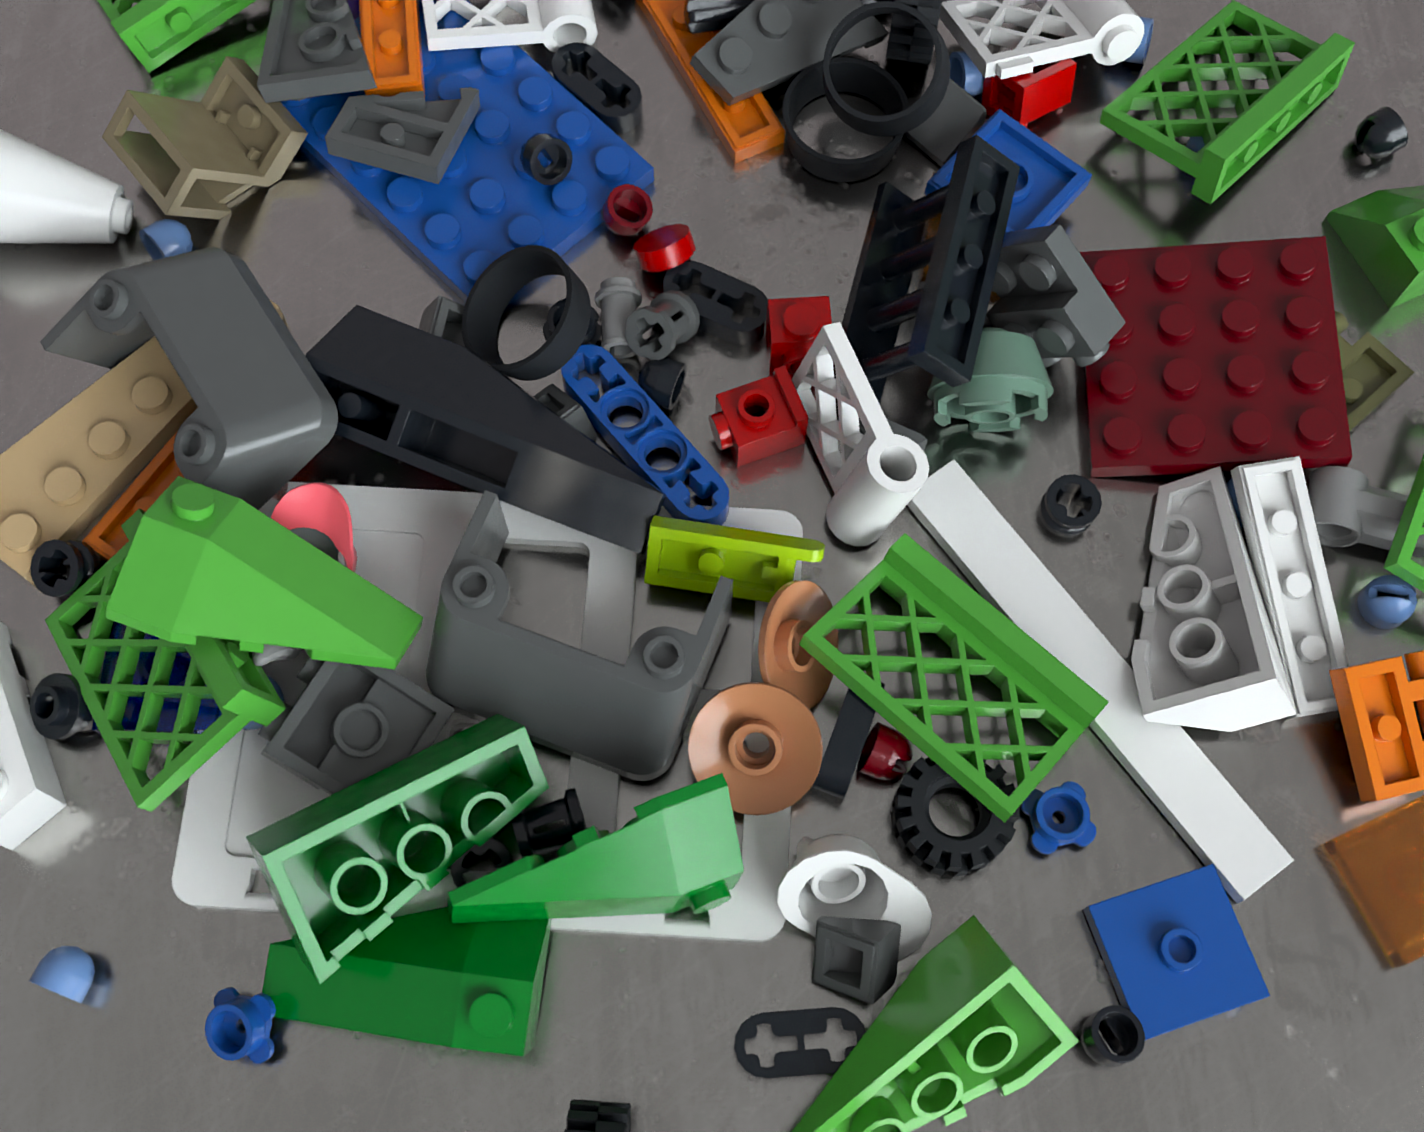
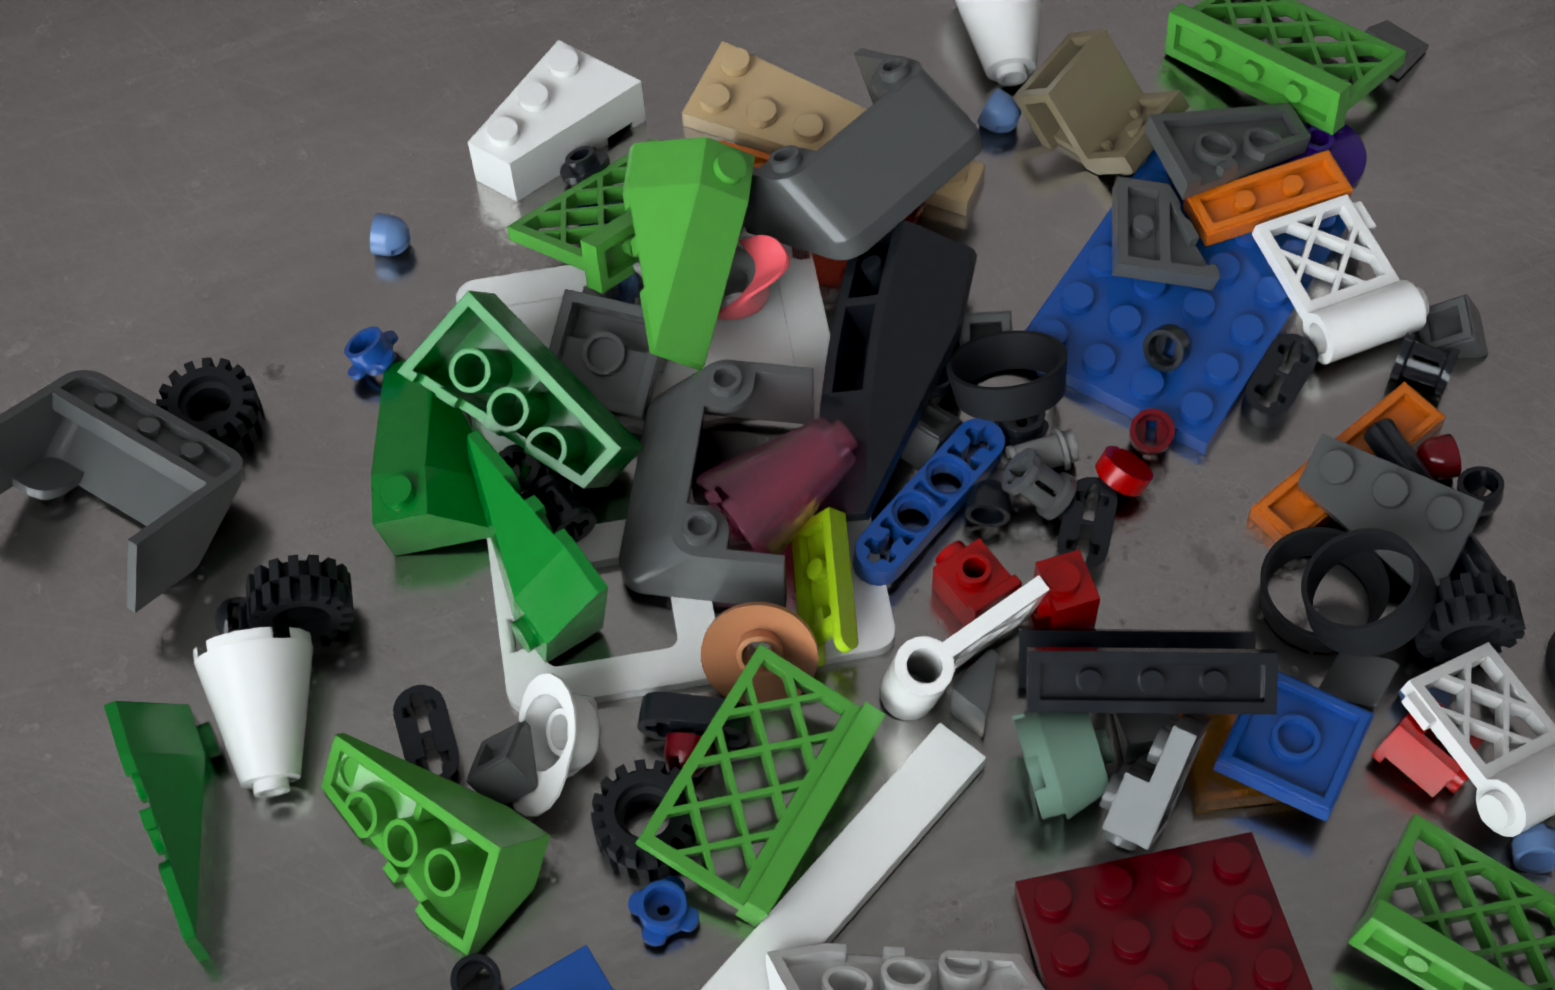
camera: 80 degrees right, 10 degrees down
(47, 562) = (694, 125): black bush -> none
(613, 567) = (780, 483): none -> clear pink cone
(762, 780) = (658, 639): nougat dish -> none
(1084, 494) = (957, 865): black bush -> none

